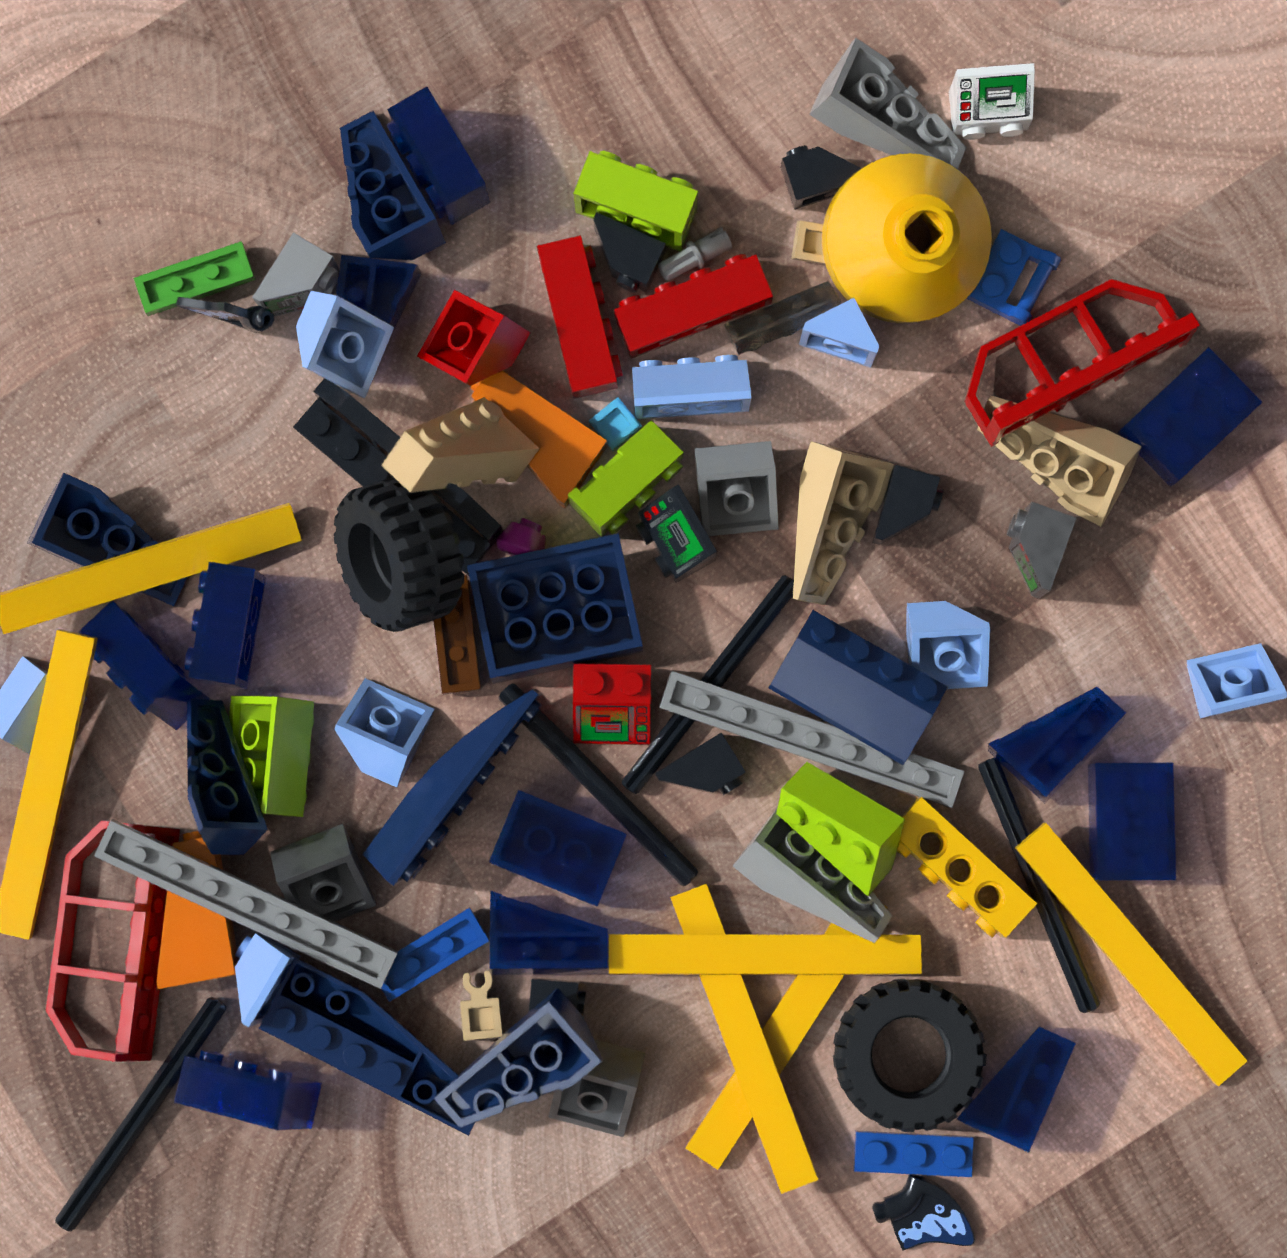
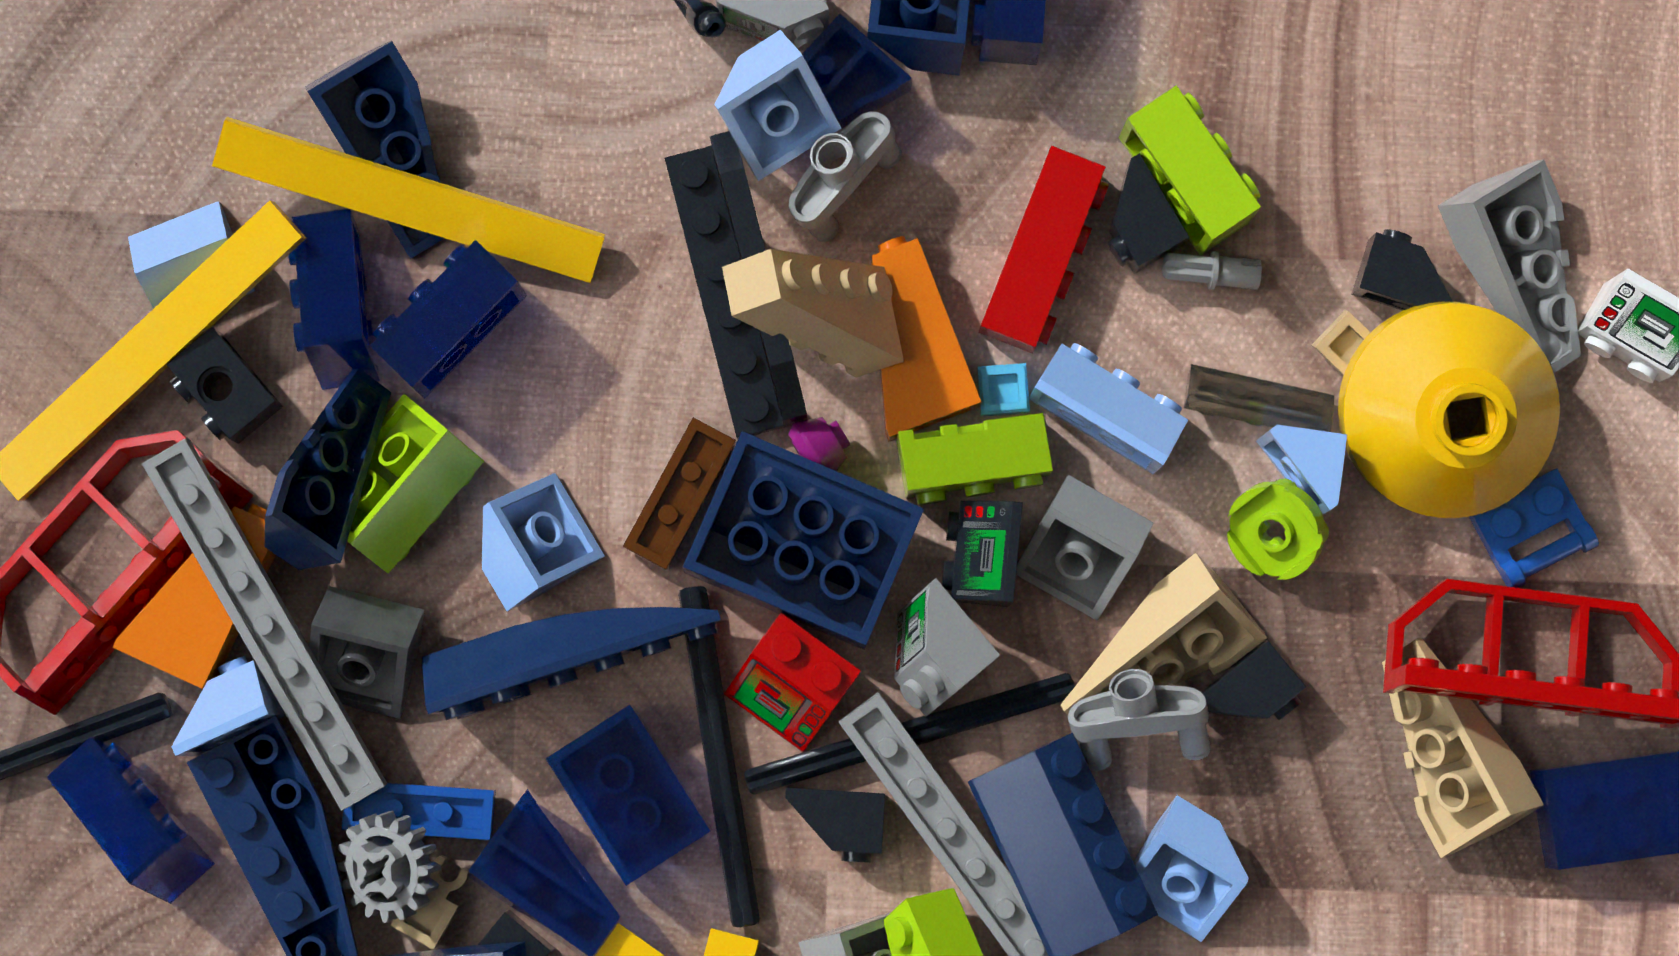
camera: 30 degrees right, 0 degrees up
(91, 759) = (213, 358): none -> black brick
(398, 554) = (676, 371): black tyre -> none
(411, 374) = (823, 190): none -> light grey connector
(436, 1003) = (388, 866): none -> light grey gear
(472, 340) = (915, 200): red slope -> none
(689, 616) = (937, 648): none -> light grey slope
(692, 305) = (1173, 322): red brick -> none
(844, 564) = (1139, 709): none -> light grey connector
(845, 371) = (1297, 513): none -> lime plate
(1039, 544) = (1361, 833): flat silver slope -> none

